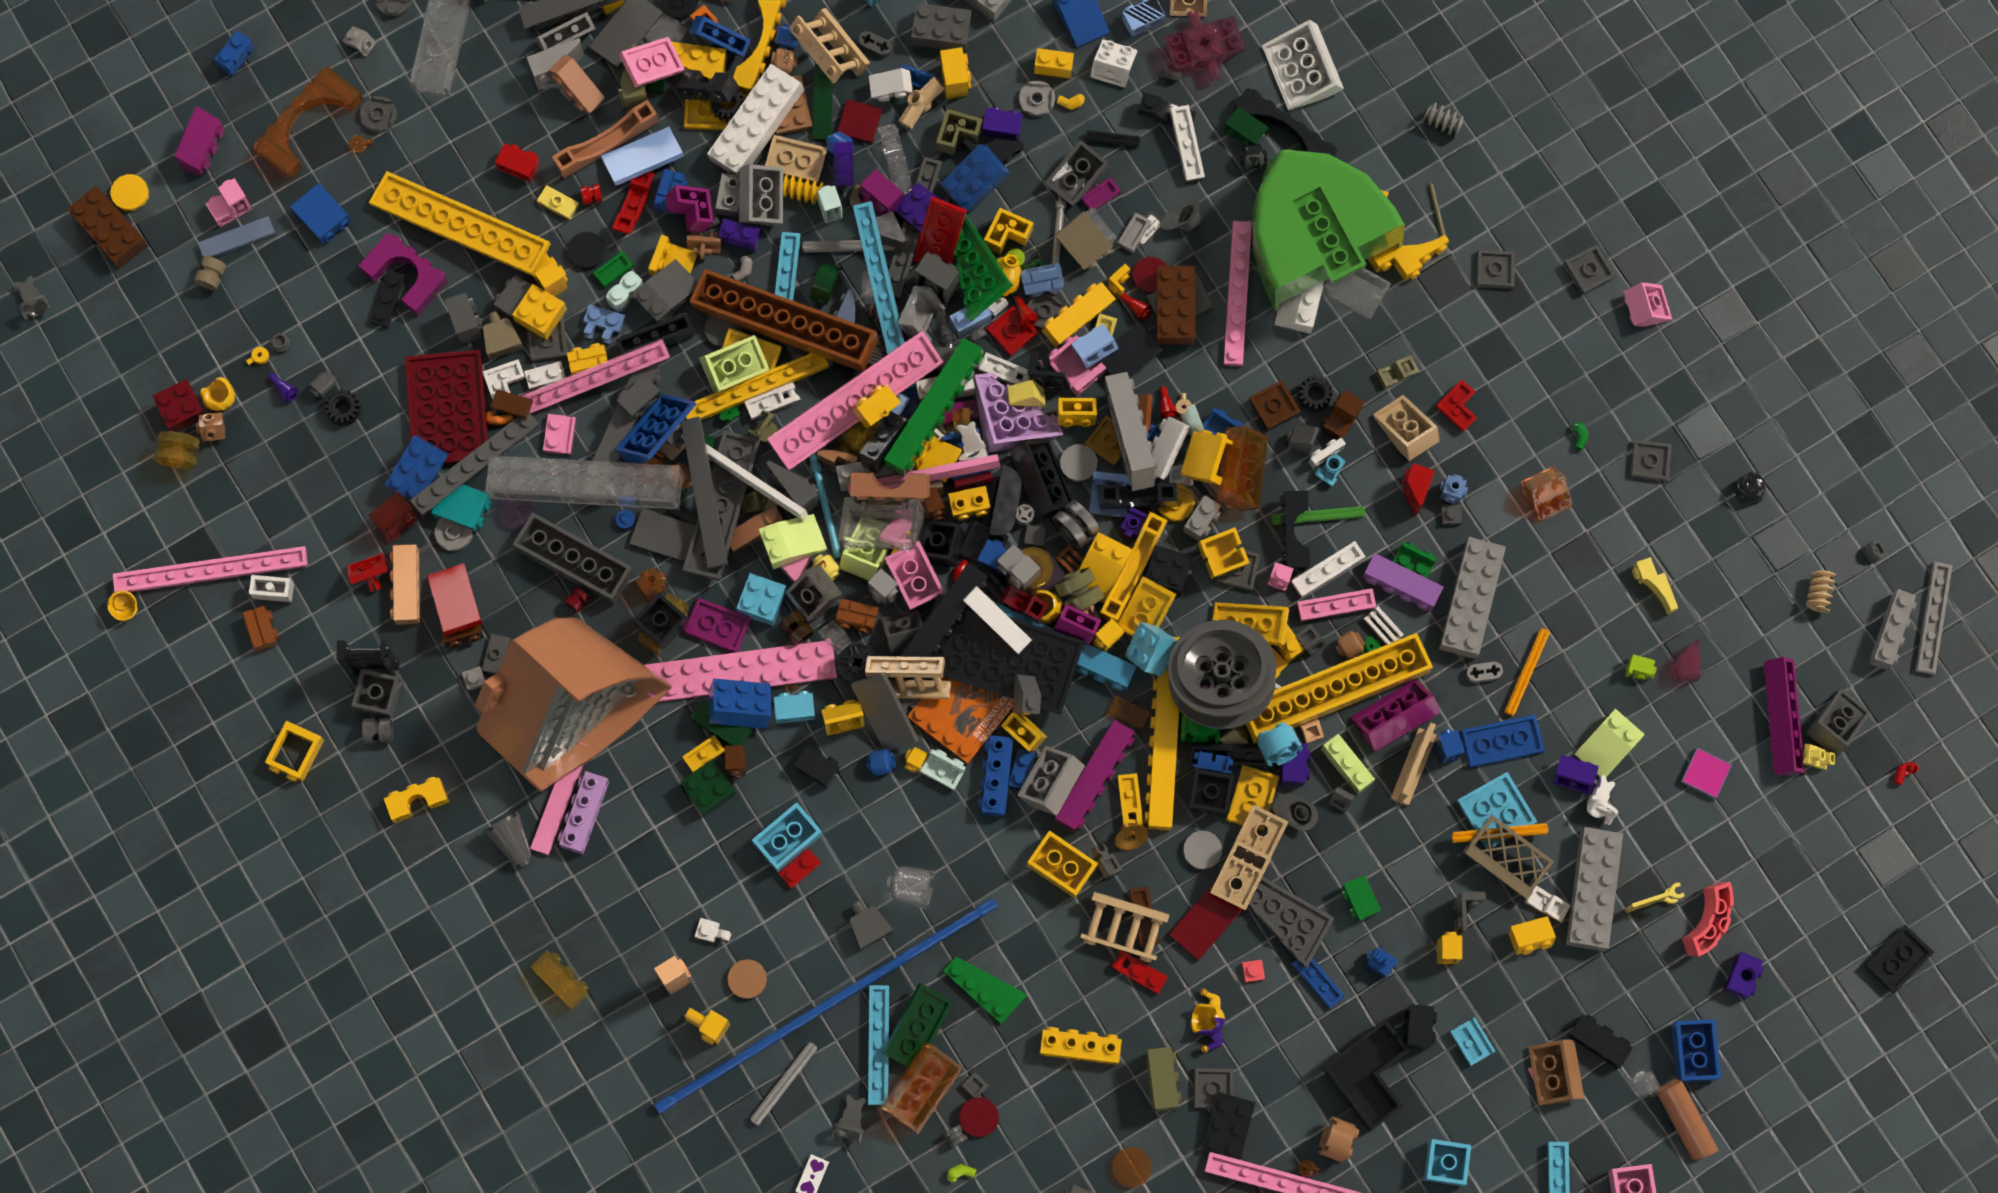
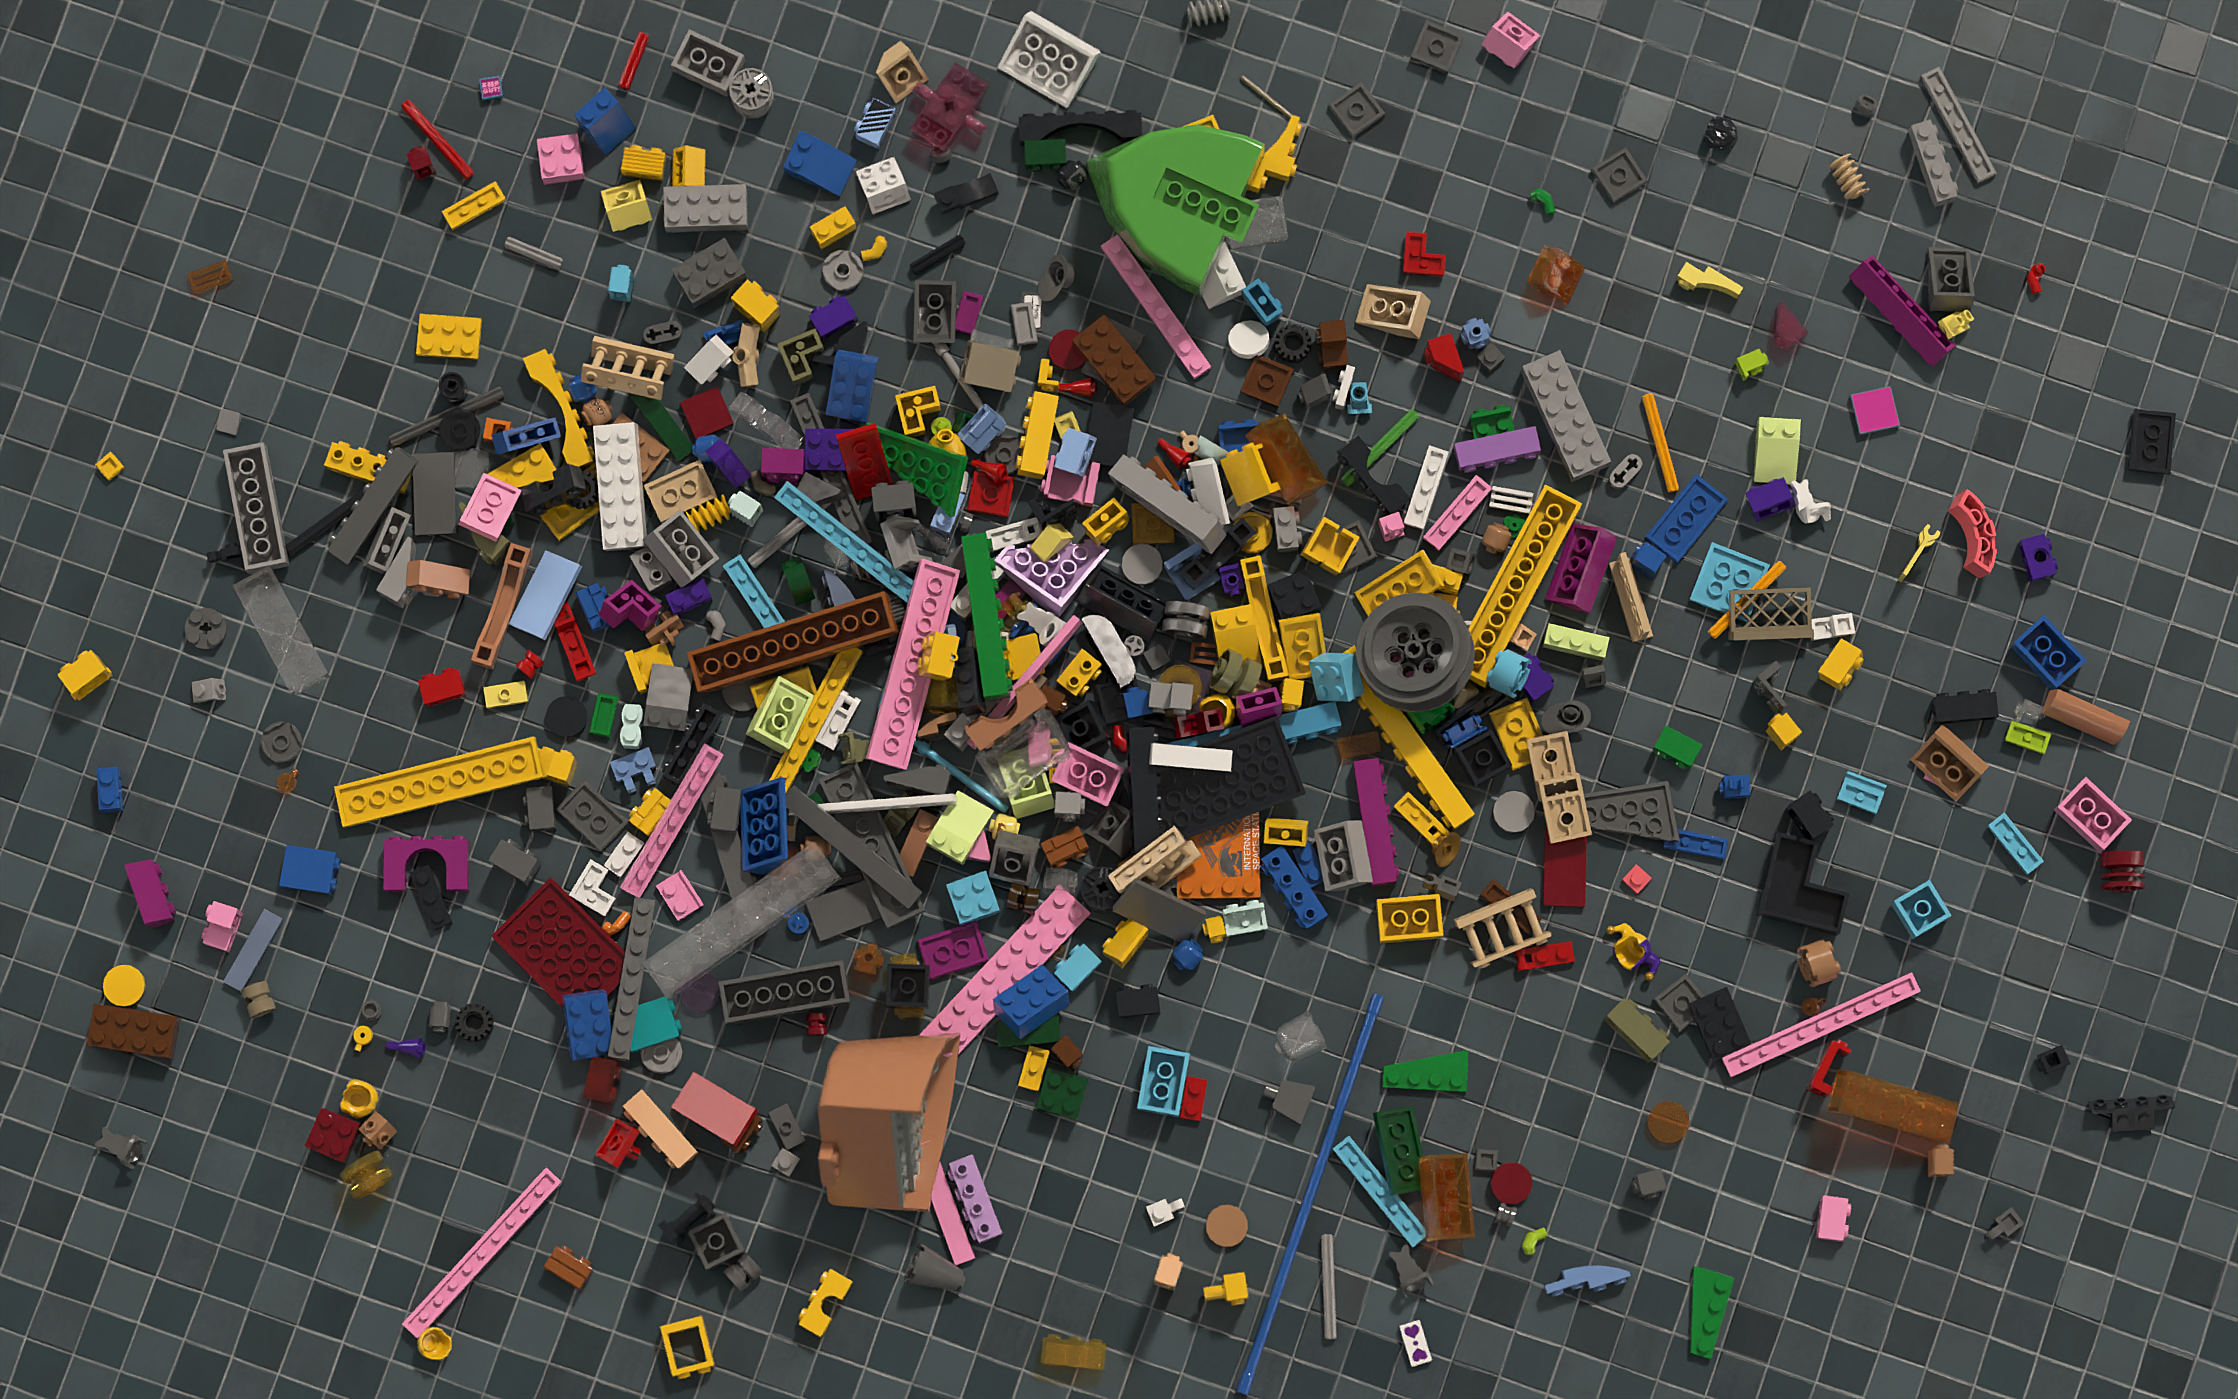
camera: 35 degrees left, 5 degrees up
(271, 588) = (550, 1226): white brick -> none
(325, 89) = (218, 756): clear orange arch -> none
(500, 337) = (558, 852): dark tan torso -> none
(511, 404) = (619, 902): reddish brown tile -> none
(539, 311) = (575, 803): yellow brick -> none
(973, 481) = (1066, 652): dark red tile -> none
(1026, 695) = (1266, 801): dark grey slope -> none
(1080, 1046) = (1547, 1057): yellow brick -> none
(1187, 143) = (1006, 208): white plate -> none
(1285, 366) = (1248, 339): none -> white tile
(1315, 347) = (1262, 303): none -> dark azure brick
(1397, 372) = (1346, 268): olive slope -> none
(1594, 889) = (1860, 584): light grey brick -> none
(1630, 1101) = (2027, 737): none -> lime plate

